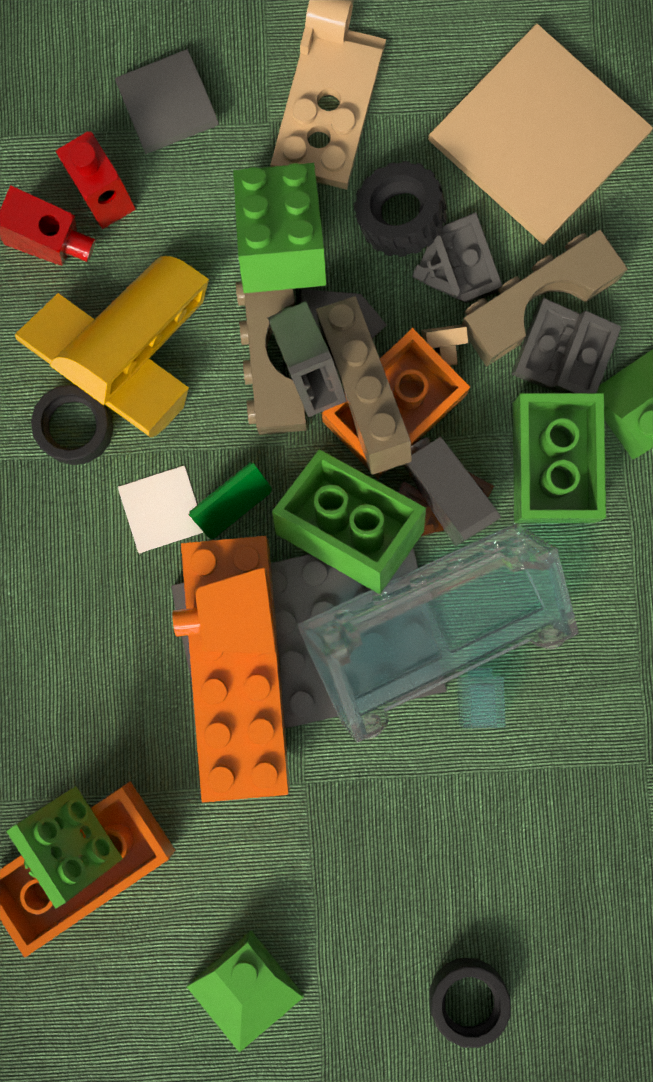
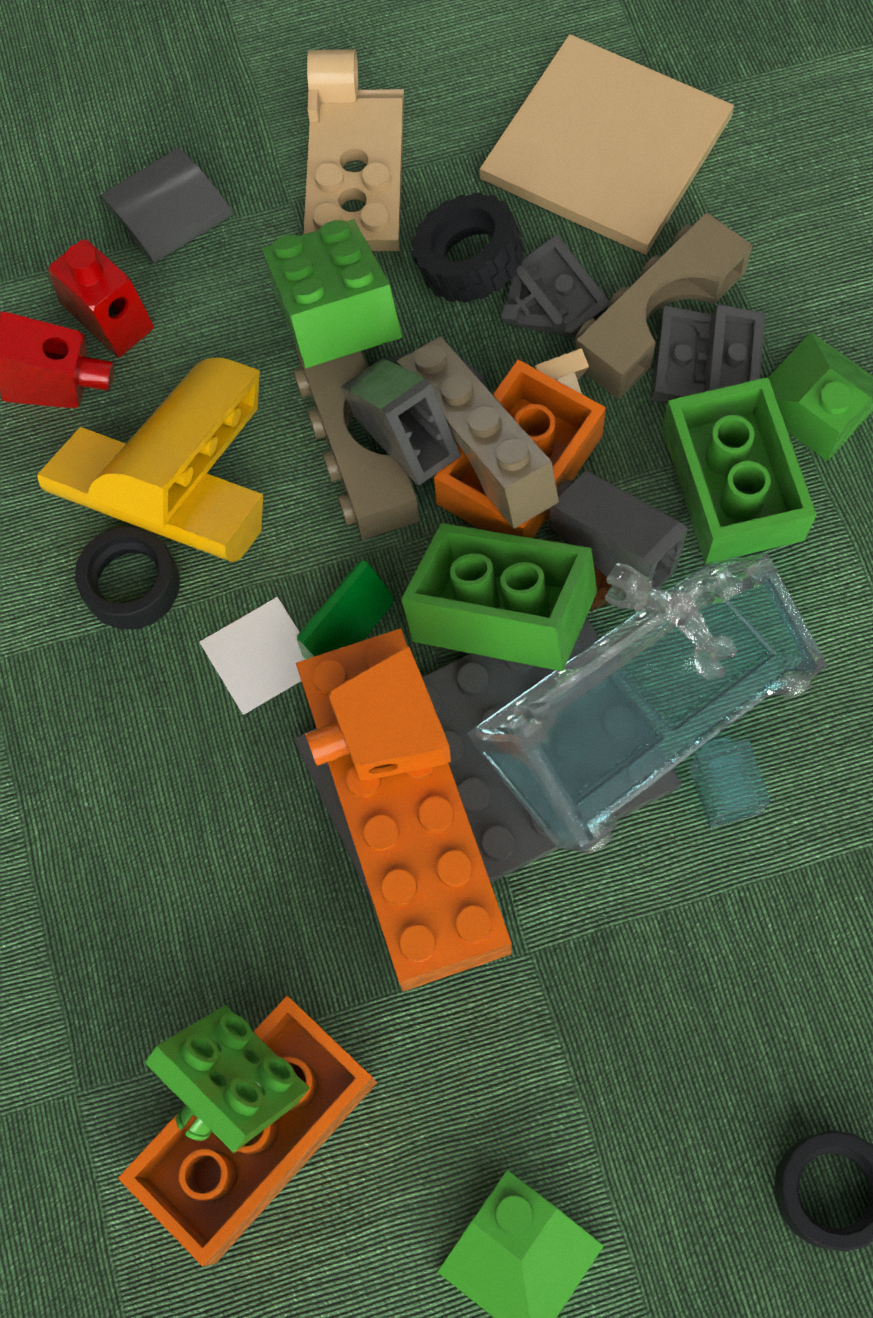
camera: 10 degrees left, 15 degrees down
(449, 547) = (635, 592): none -> clear piece

